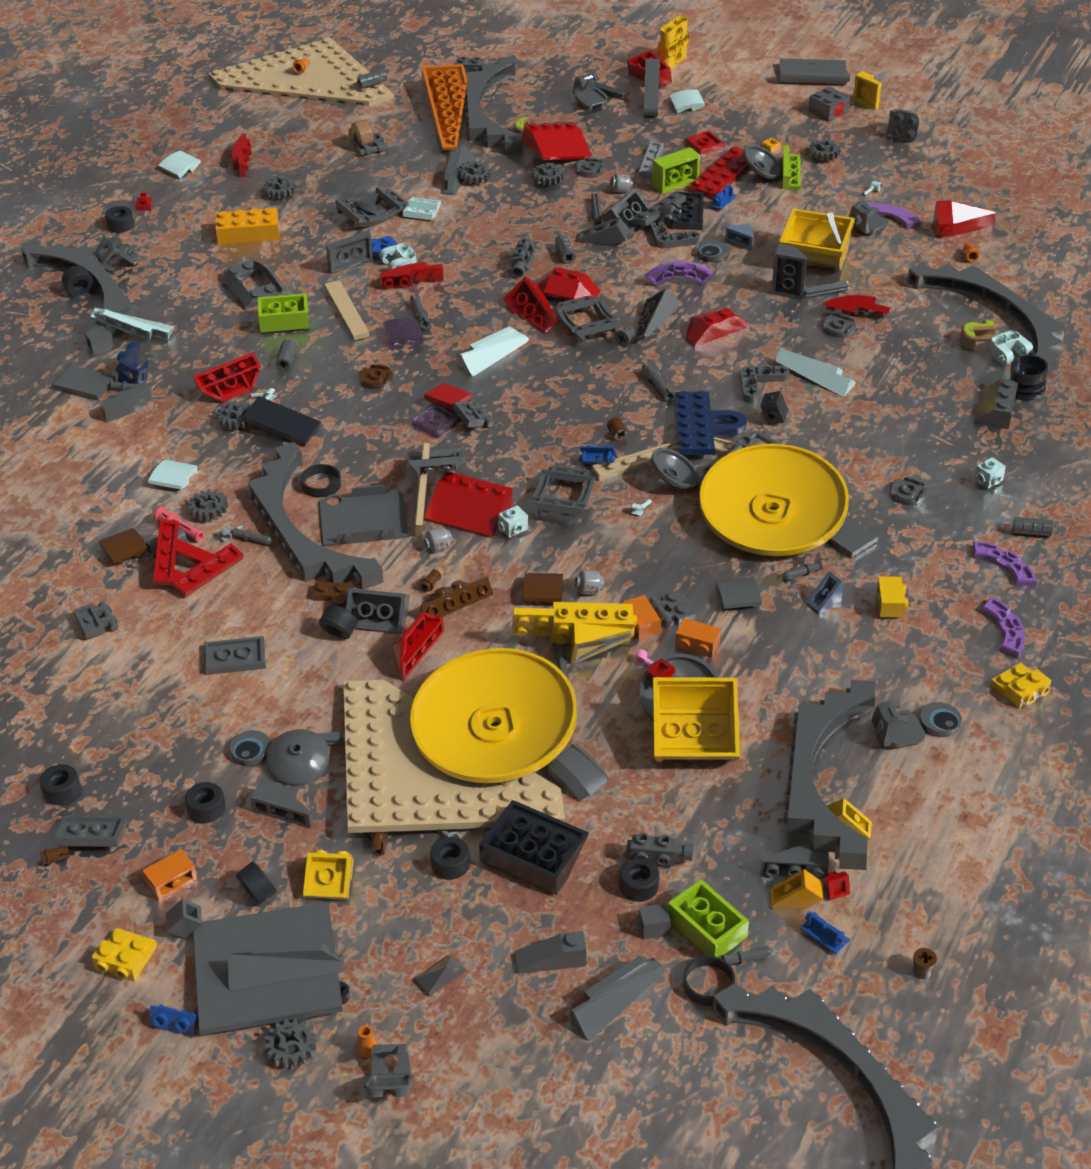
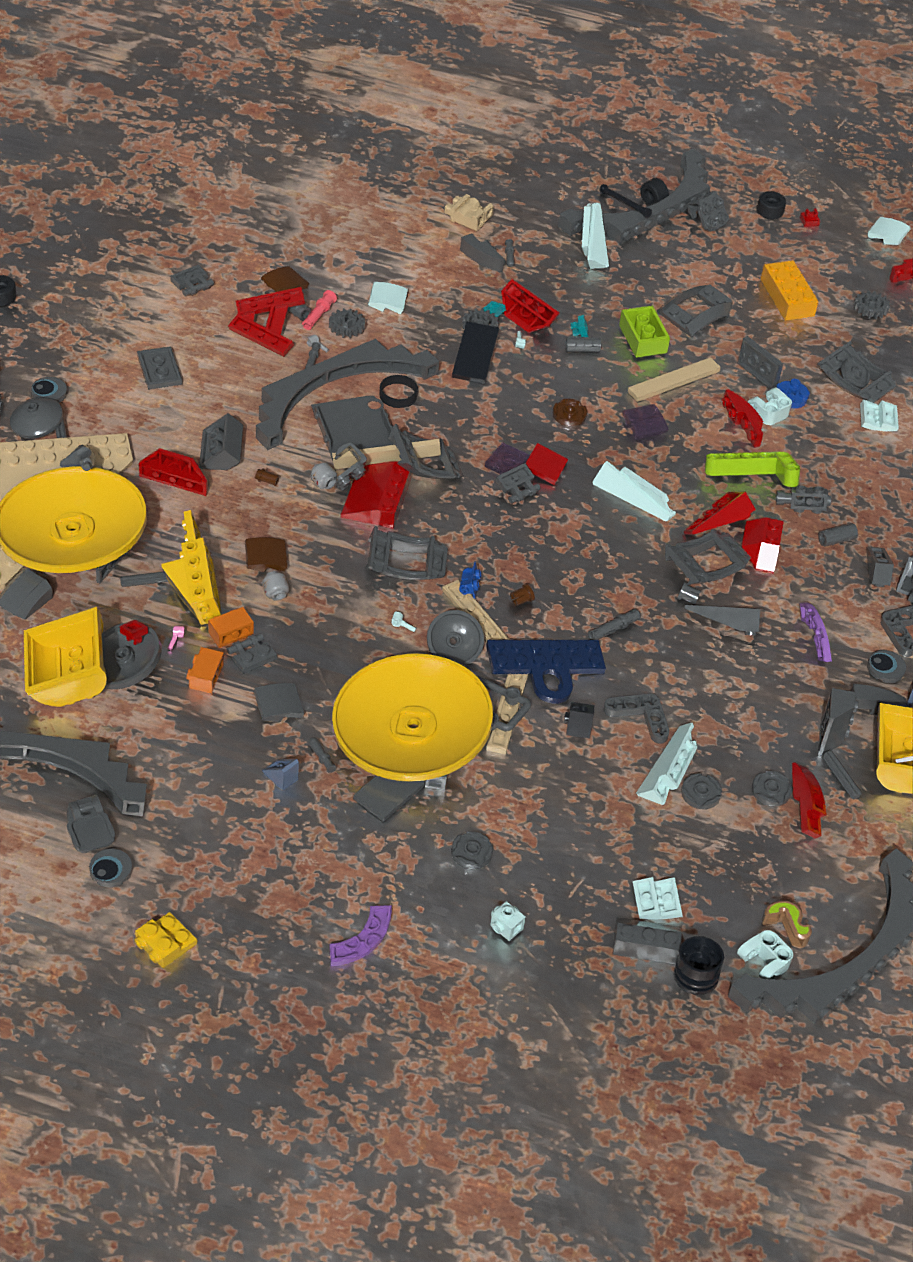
camera: 75 degrees right, 5 degrees up
(56, 406) = (468, 212): none -> tan hips
(83, 299) = (604, 189): none -> black bar
(84, 382) = (510, 225): dark grey tile -> none
(128, 365) = (531, 241): dark blue piece -> none
(215, 403) = (495, 307): none -> teal plate
(262, 352) = (580, 327): none -> teal tile
(332, 592) = (246, 416): reddish brown plate -> none
(338, 621) = (195, 418): black tyre -> none
(392, 703) = (81, 456): none -> dark grey animal
(421, 313) = (680, 432): dark grey pin -> none
(447, 510) = (355, 471): none -> dark grey piece
(457, 596) = (244, 494): reddish brown bracket -> none
(474, 269) = (753, 464): none -> lime beam
(513, 521) = (354, 523): light aqua brick -> none
(713, 325) = (734, 671): red wedge -> none
(753, 259) = (870, 697): none -> dark grey slope
(843, 359) = (701, 791): none -> dark grey tile
(891, 596) = (281, 822): yellow brick -> none
(954, 396) = (657, 899): none -> light aqua slope
(1009, 624) = (250, 939): medium lavender tile -> none
(1032, 526) = (423, 962): dark grey axle -> none

